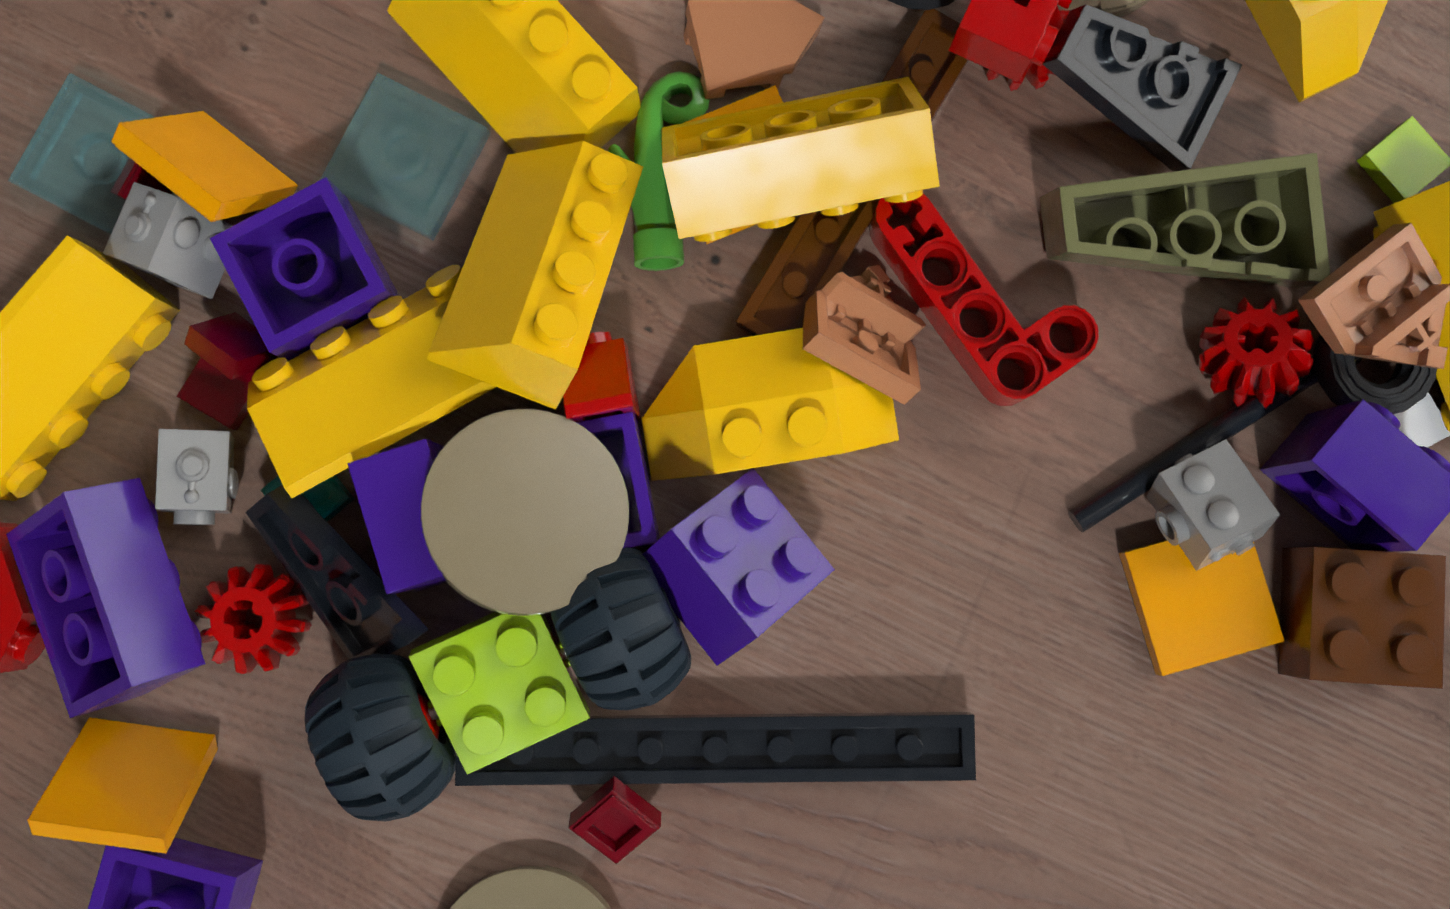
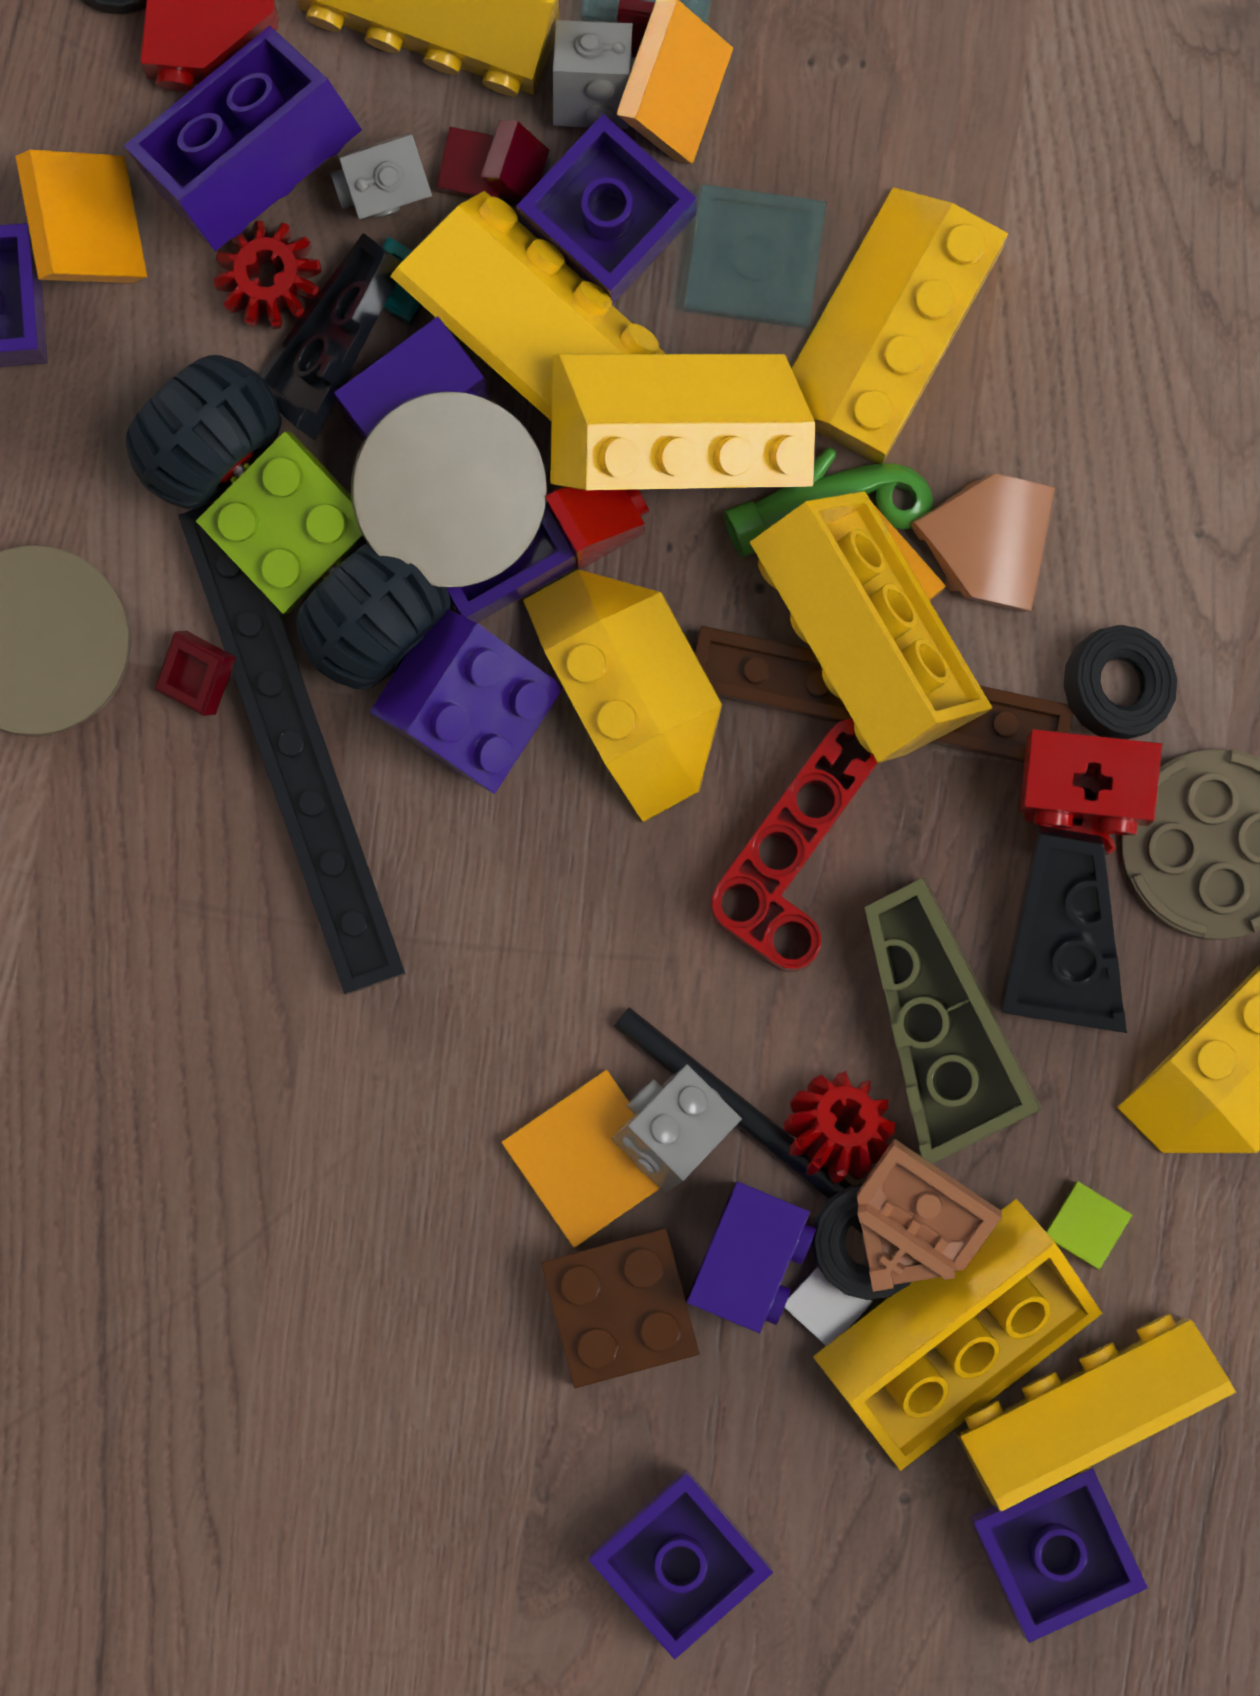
camera: 75 degrees right, 0 degrees up
(865, 333) = (730, 750): nougat slope -> none

